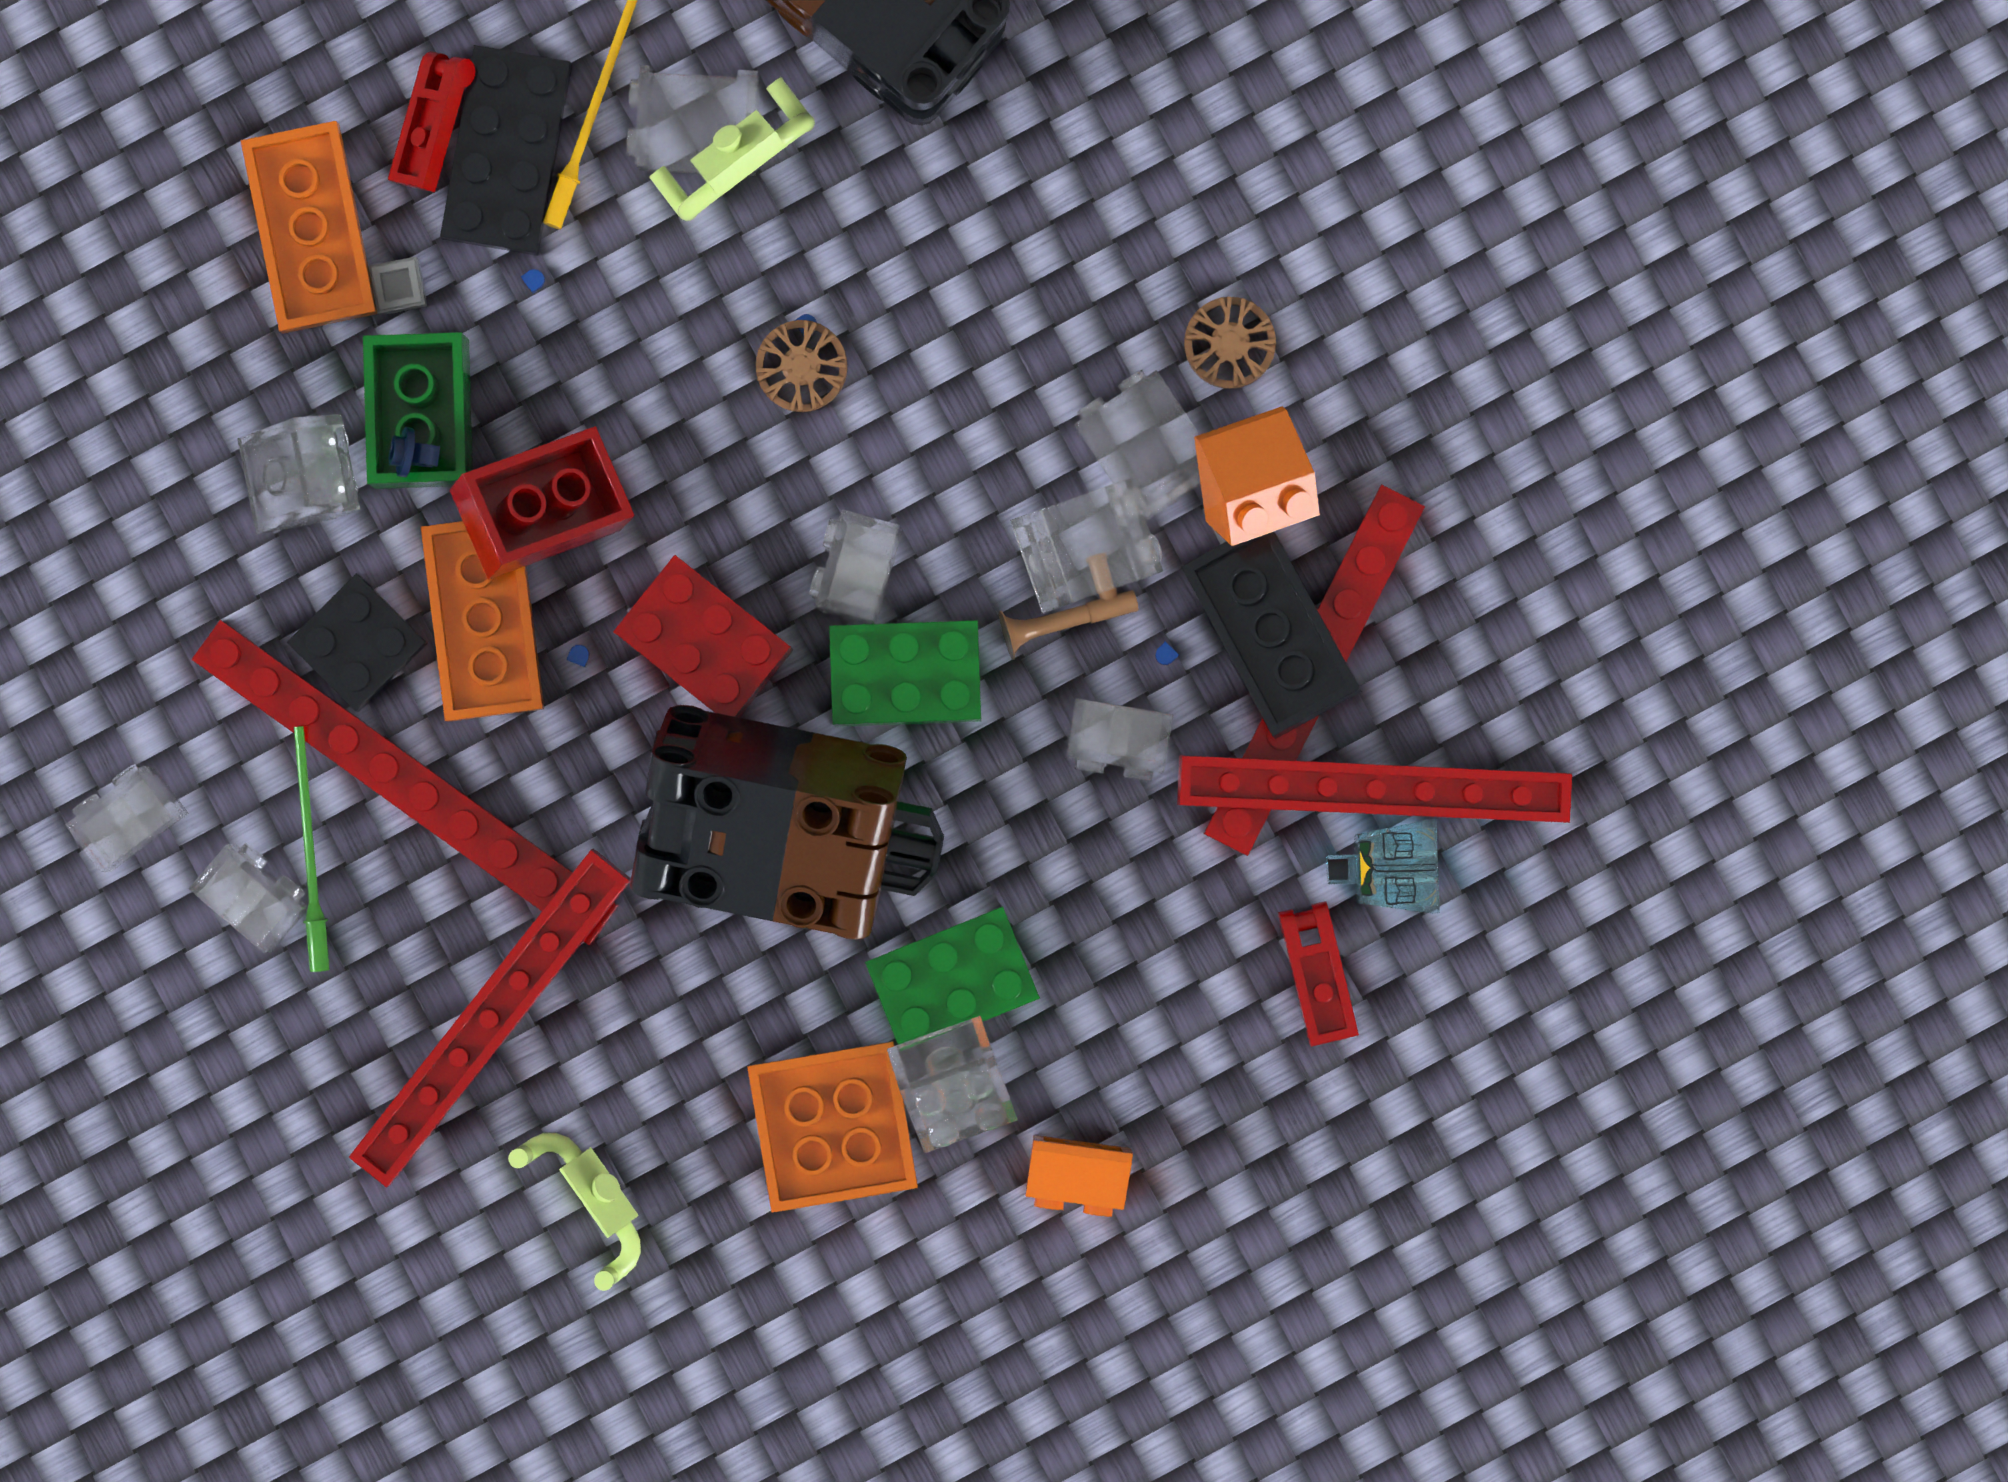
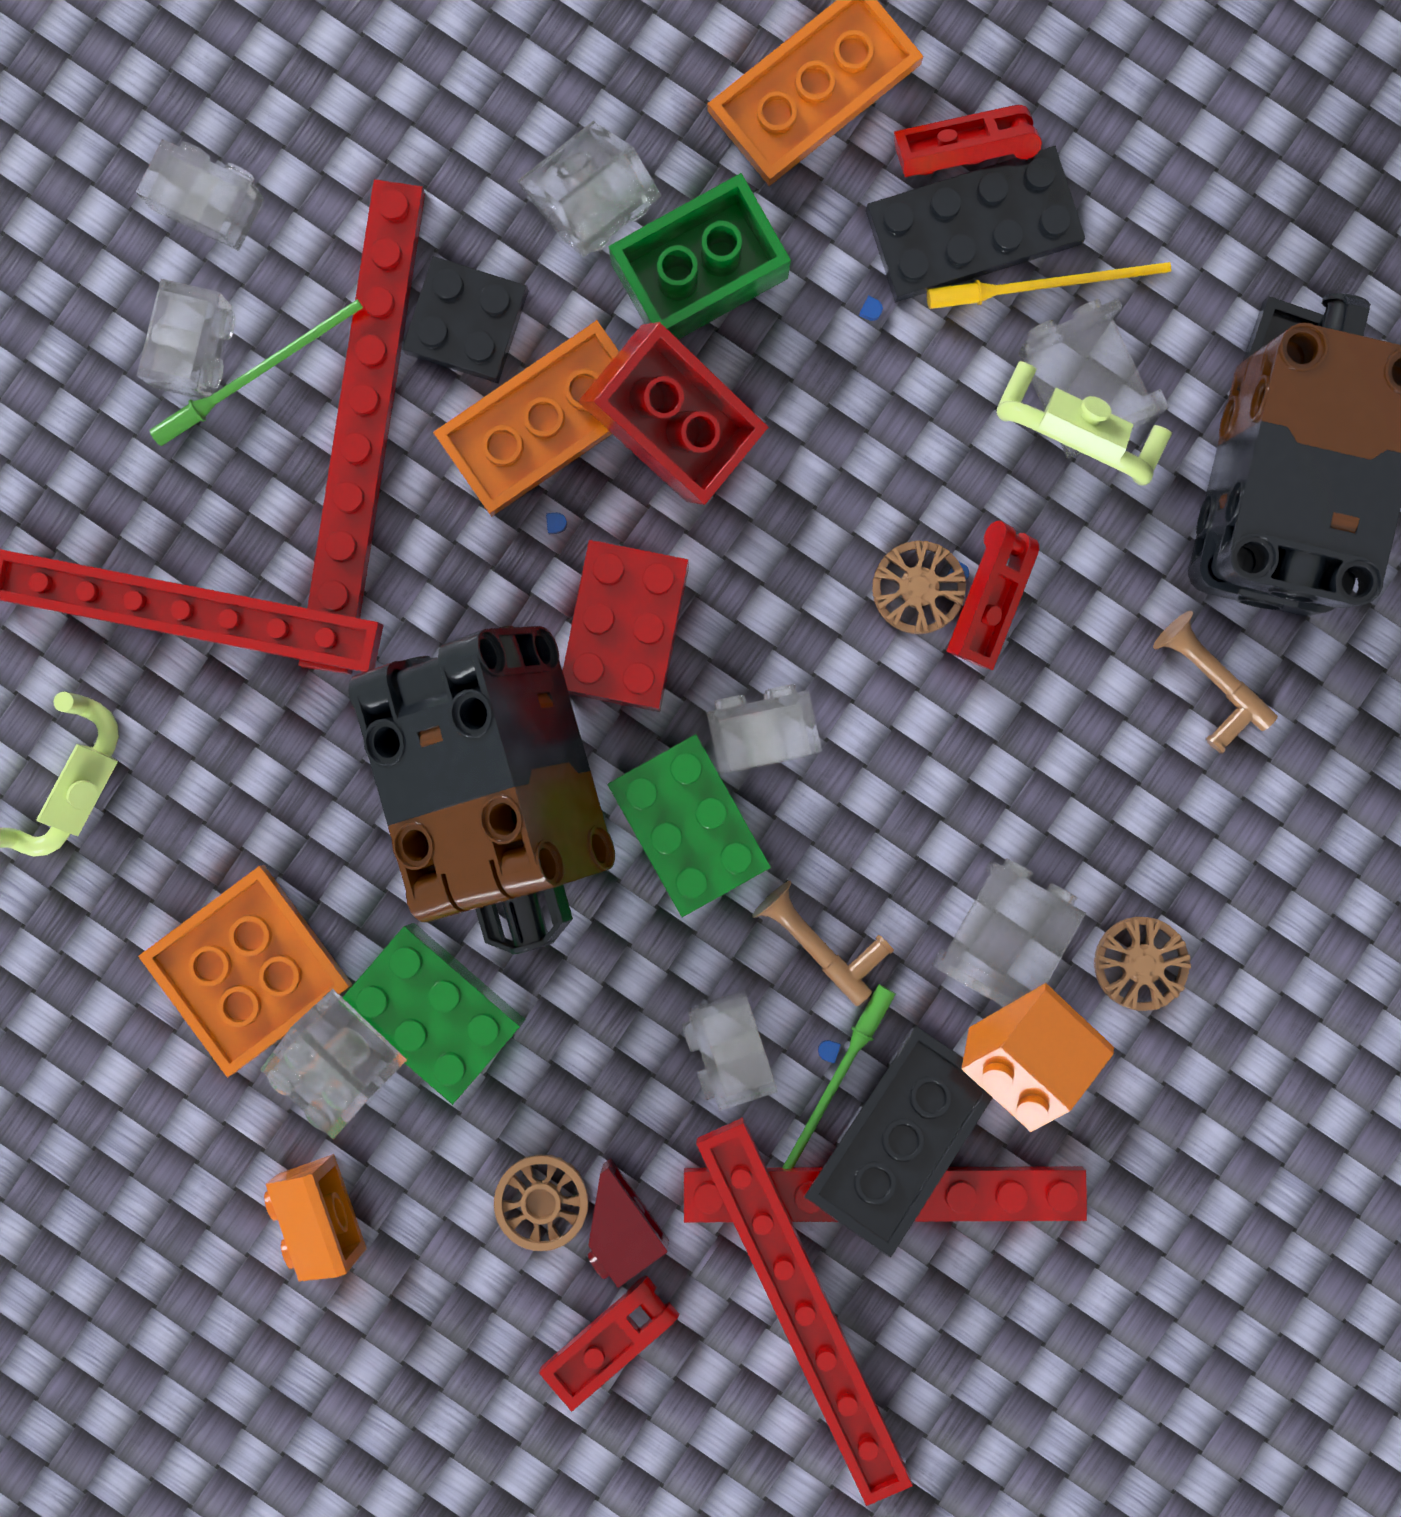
camera: 60 degrees right, 0 degrees up
(397, 286) = (803, 191): light grey tile -> none
(406, 452) = (654, 263): dark blue plate -> none
(842, 305) = (994, 595): none -> red plate
(1055, 132) = (1249, 706): none -> medium nougat piece
(1087, 545) = (893, 933): clear panel -> none
(1166, 618) = (861, 1035): none -> bright green piece
(1167, 972) = (541, 1202): none -> medium nougat wheel
(1225, 912) = (622, 1230): none -> dark red slope
(1392, 867) = (742, 1363): clear light blue torso -> none

